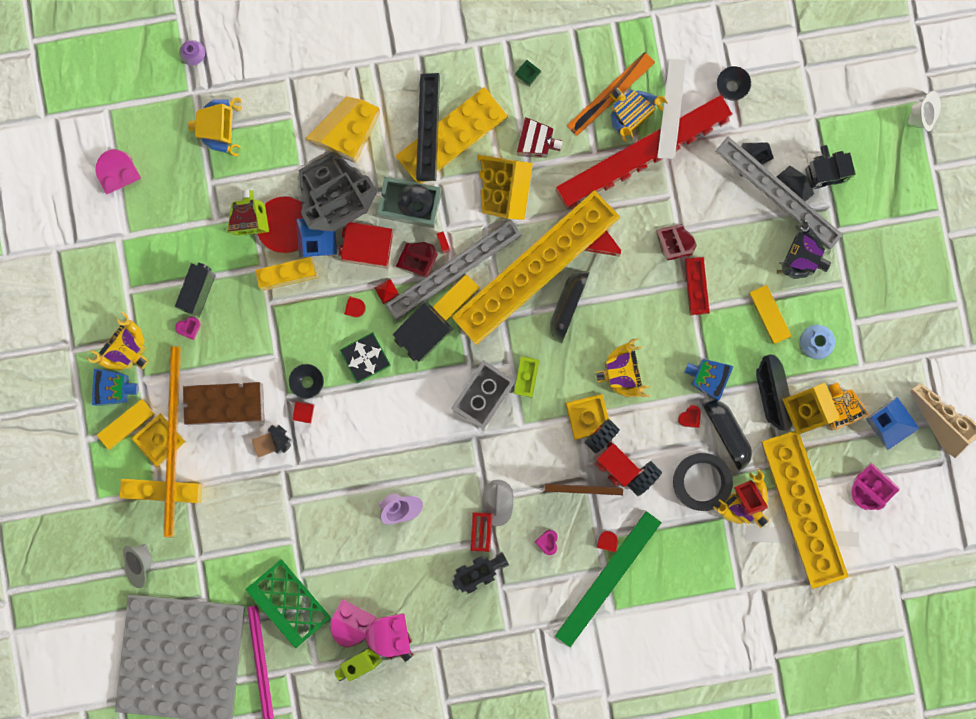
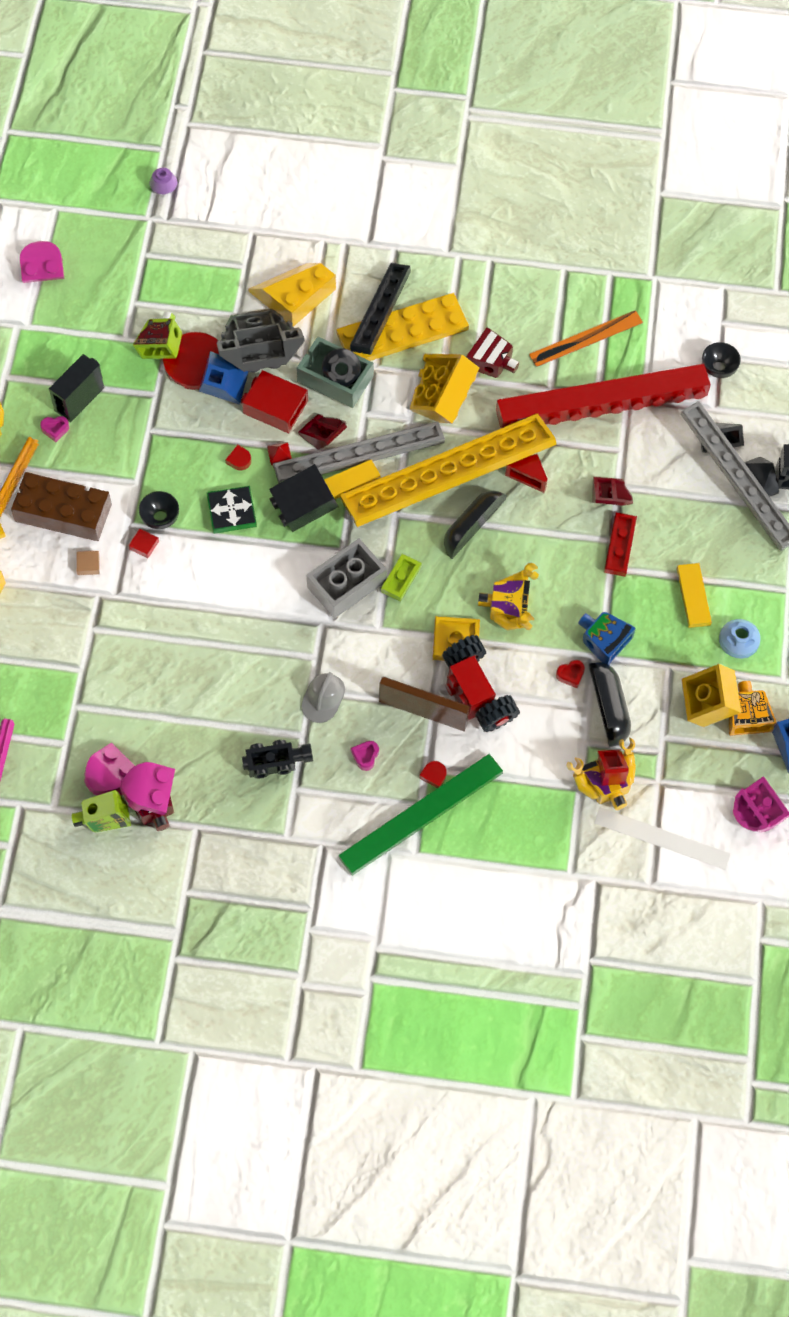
camera: 15 degrees right, 20 degrees down
(214, 124) = (159, 248): yellow torso -> none
(274, 614) = (31, 740): green fence -> none
(280, 433) = (110, 554): black bracket -> none
(286, 274) = (179, 403): yellow brick -> none
(399, 509) = (212, 666): lavender piece -> none
(443, 242) = (357, 422): red tile -> none
(481, 536) = (301, 724): red tile -> none
(528, 73) = (504, 294): dark green tile -> none
(632, 110) = (605, 355): torso -> none
(671, 111) = (646, 364): white sticker -> none
(719, 465) = (566, 715): black tyre -> none
(773, 389) = (673, 665): black brick -> none
(804, 254) = (750, 543): black torso -> none
(804, 509) = (673, 807): yellow plate -> none

